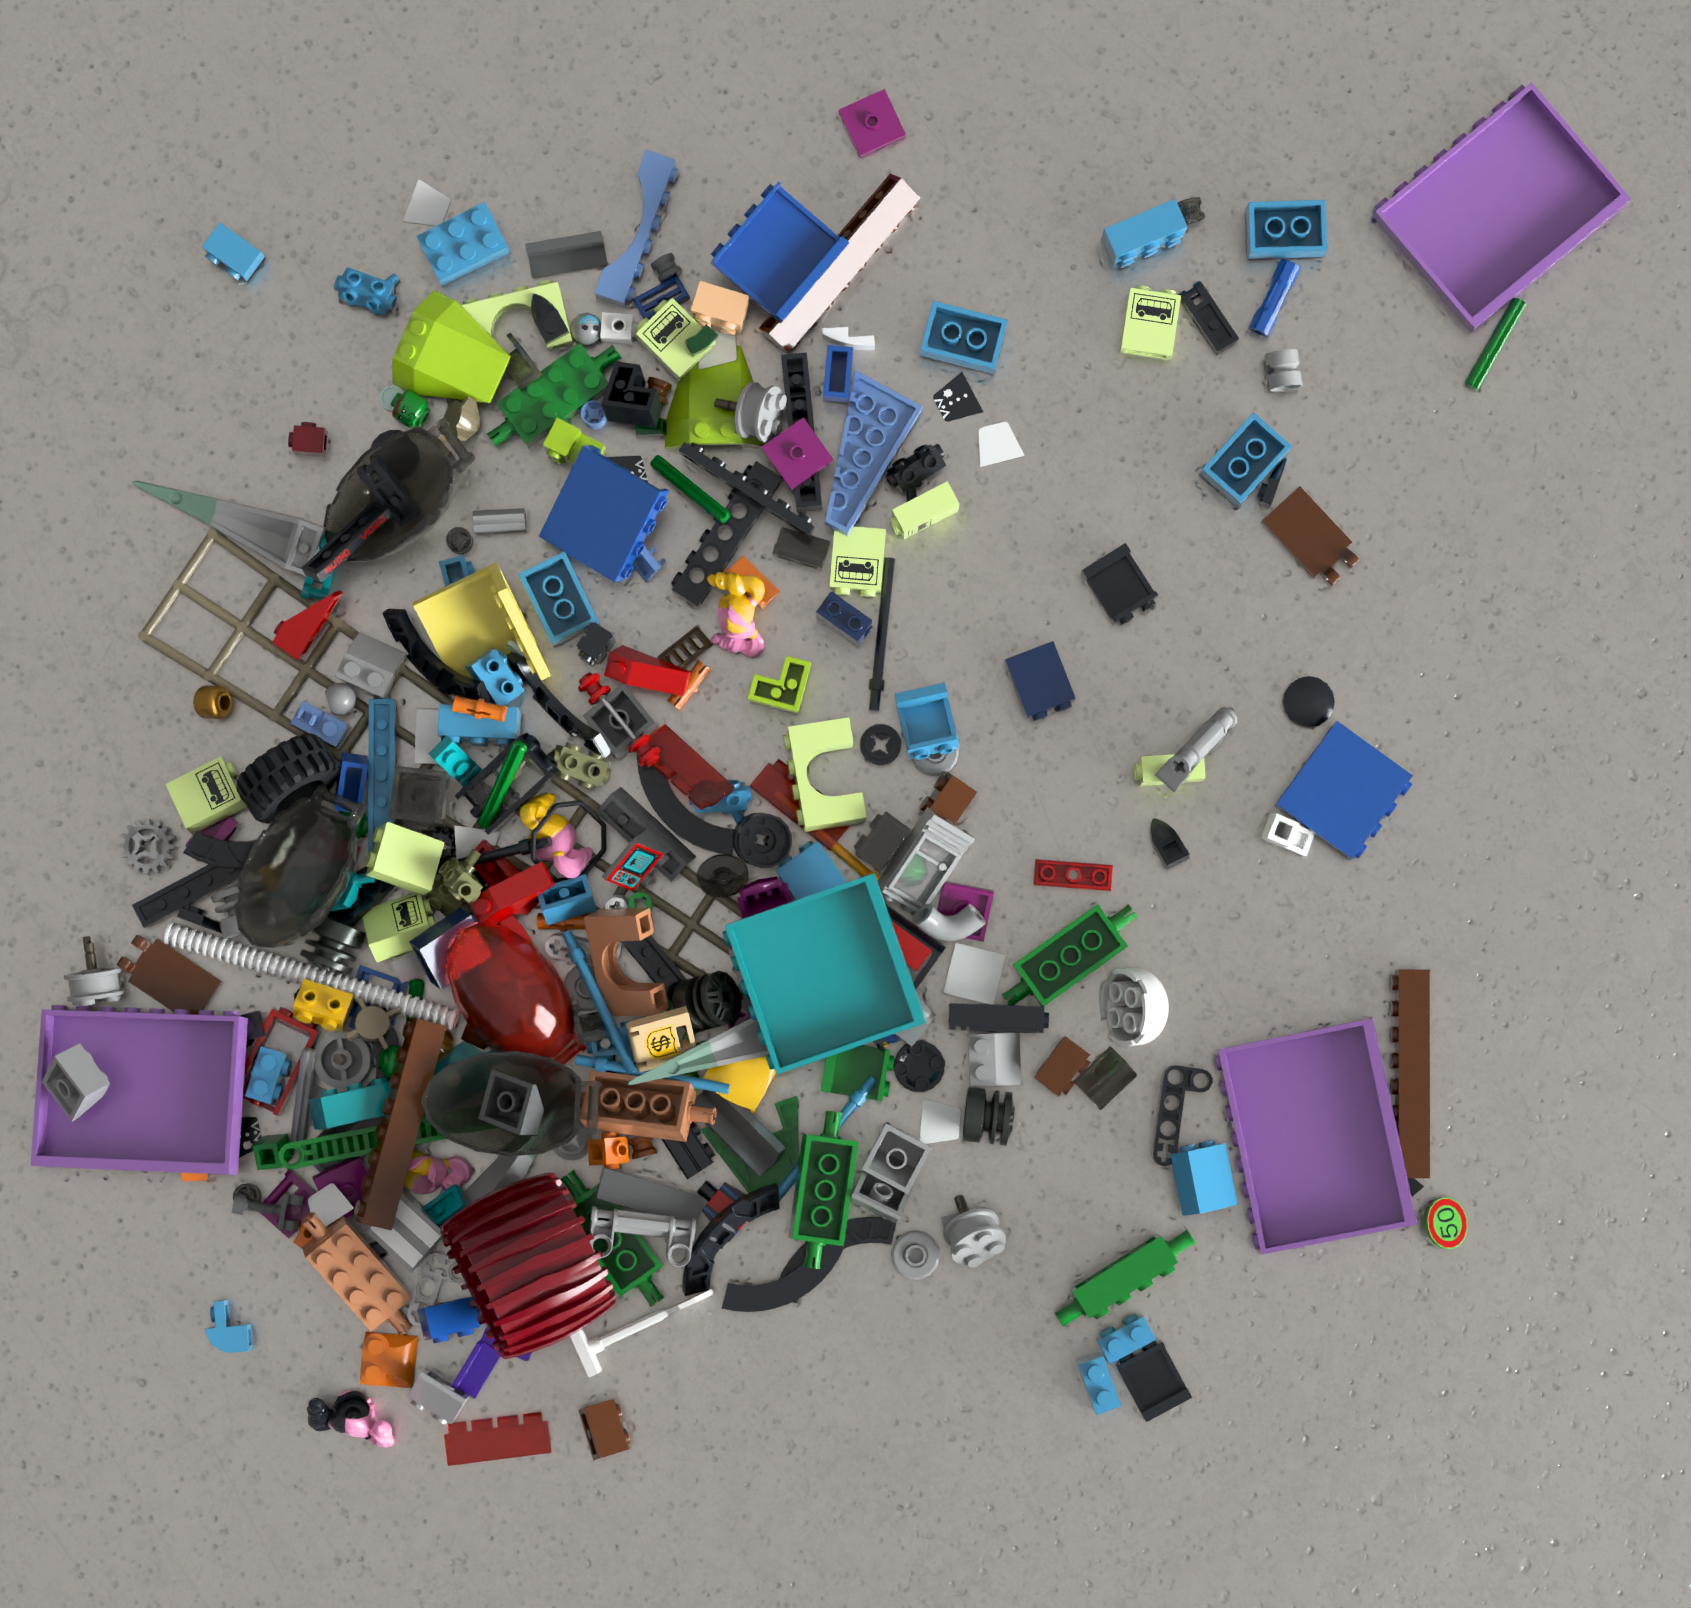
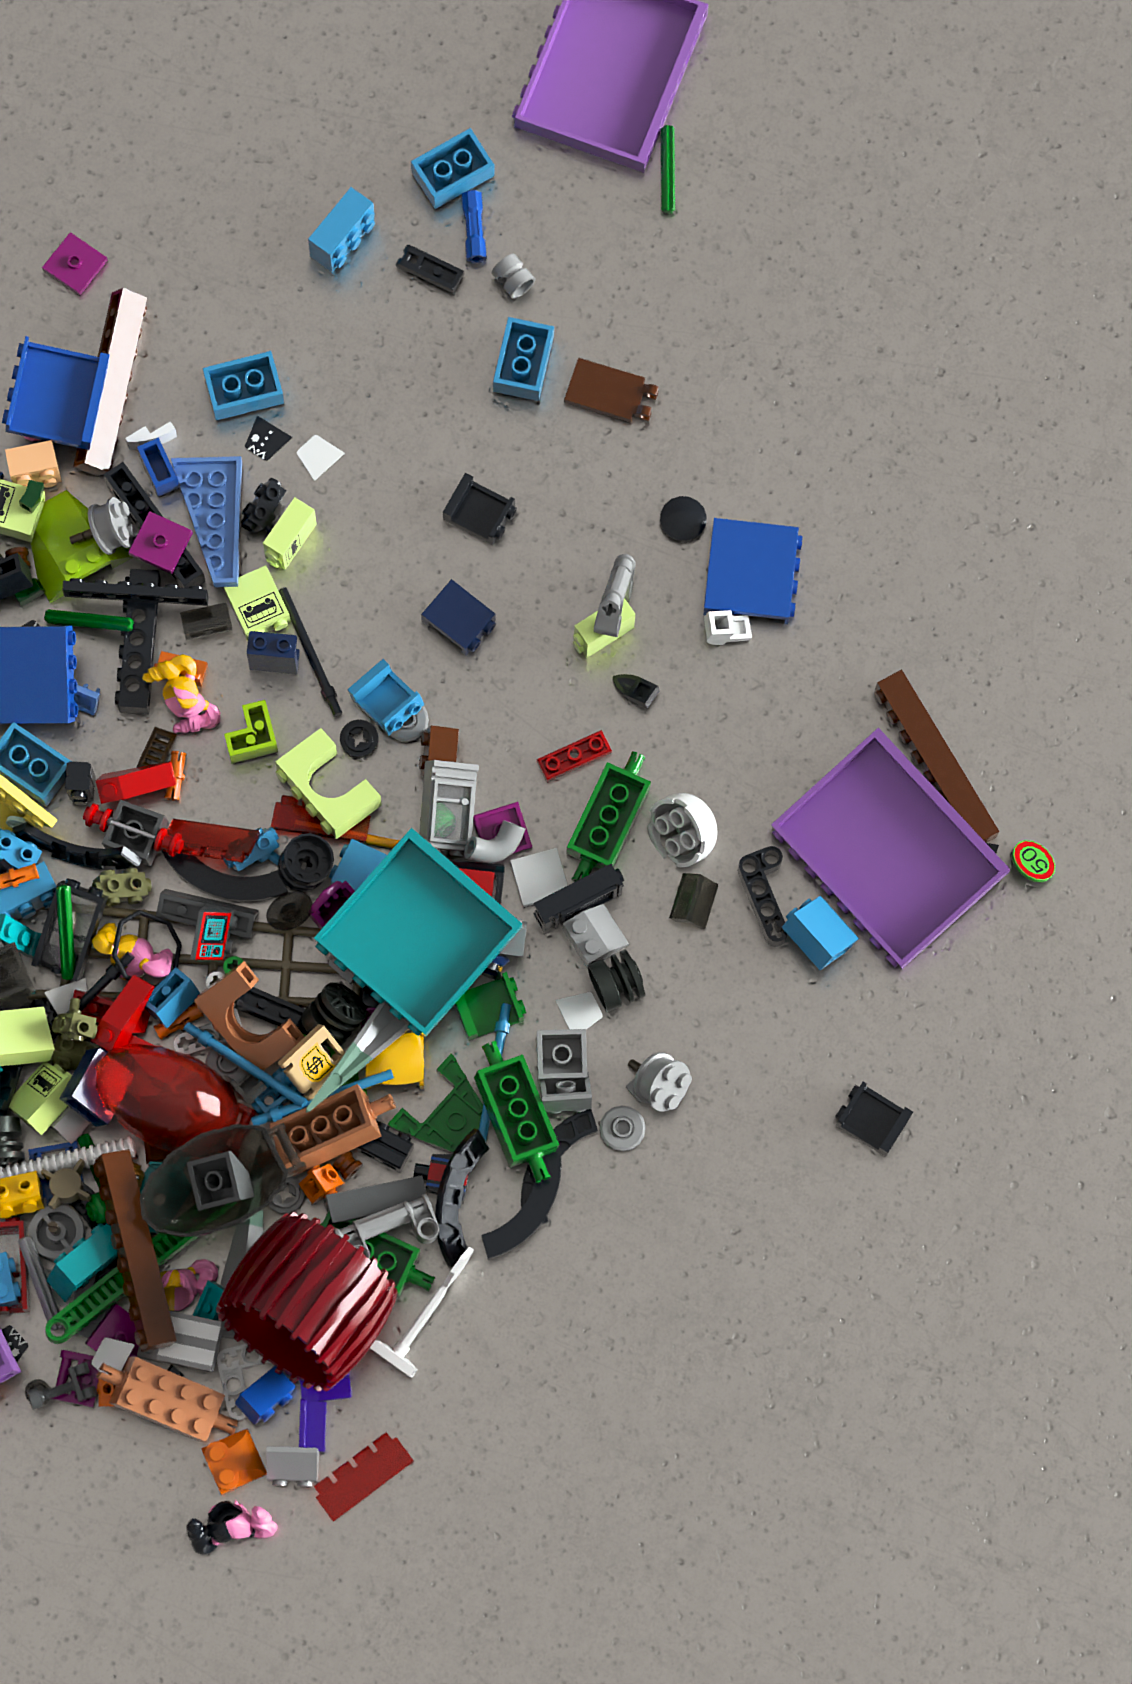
camera: 35 degrees left, 10 degrees down
(226, 1336) = (85, 1519): dark azure brick -> none
(267, 1151) = (36, 1342): green brick -> none
(604, 1429) = (447, 1413): reddish brown brick -> none
(722, 352) = (54, 501): white sticker -> none
(742, 1133) = (424, 1104): dark grey panel -> none
(882, 841) = (405, 808): clear smoke brick -> none
(919, 1066) = (537, 975): black dish -> none
(1062, 1066) = (653, 909): reddish brown brick -> none
(1098, 1383) = (830, 1142): dark azure brick -> none
(1124, 1276) = (799, 1049): green brick -> none
(1126, 1338) = (832, 1097): dark azure brick -> none
(1150, 322) = (386, 297): yellowish green brick -> none
(1191, 210) = (370, 192): clear smoke wheel -> none
(1268, 490) = (555, 373): black plate -> none

